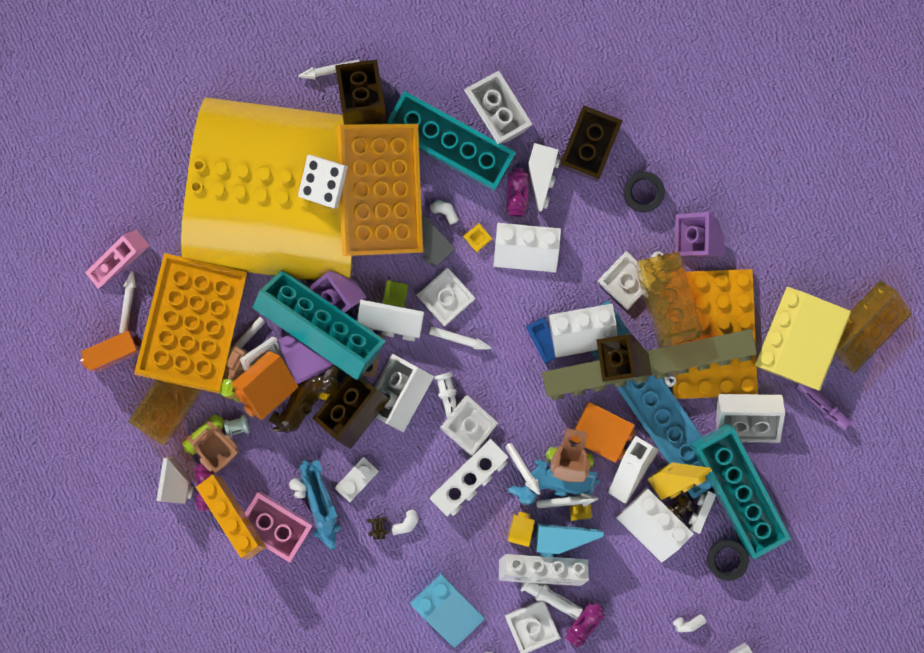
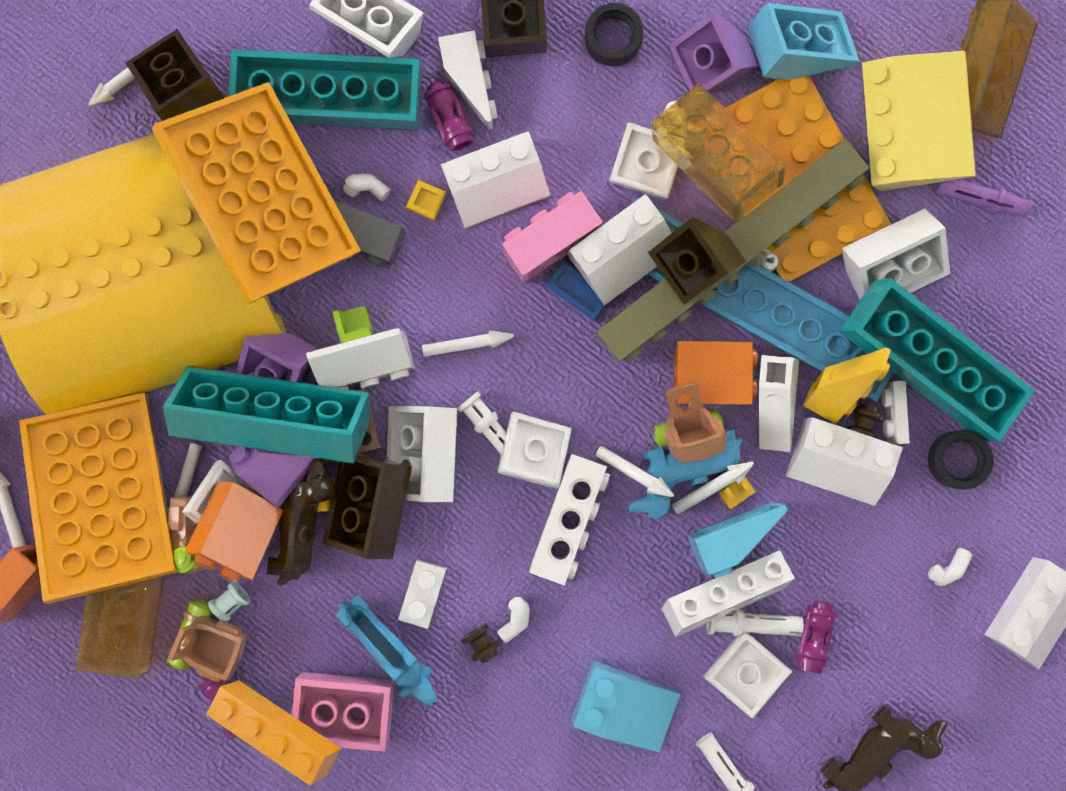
camera: 20 degrees left, 0 degrees up
(174, 483) = (177, 719): white slope -> none
(299, 487) = (347, 642): white arm -> none
(322, 181) = (170, 214): white tile -> none
(446, 297) = (422, 297): white tile -> none
(521, 529) = (671, 554): yellow slope -> none
(543, 299) = (550, 235): none -> bright pink brick
(757, 254) = (800, 41): none -> medium azure slope

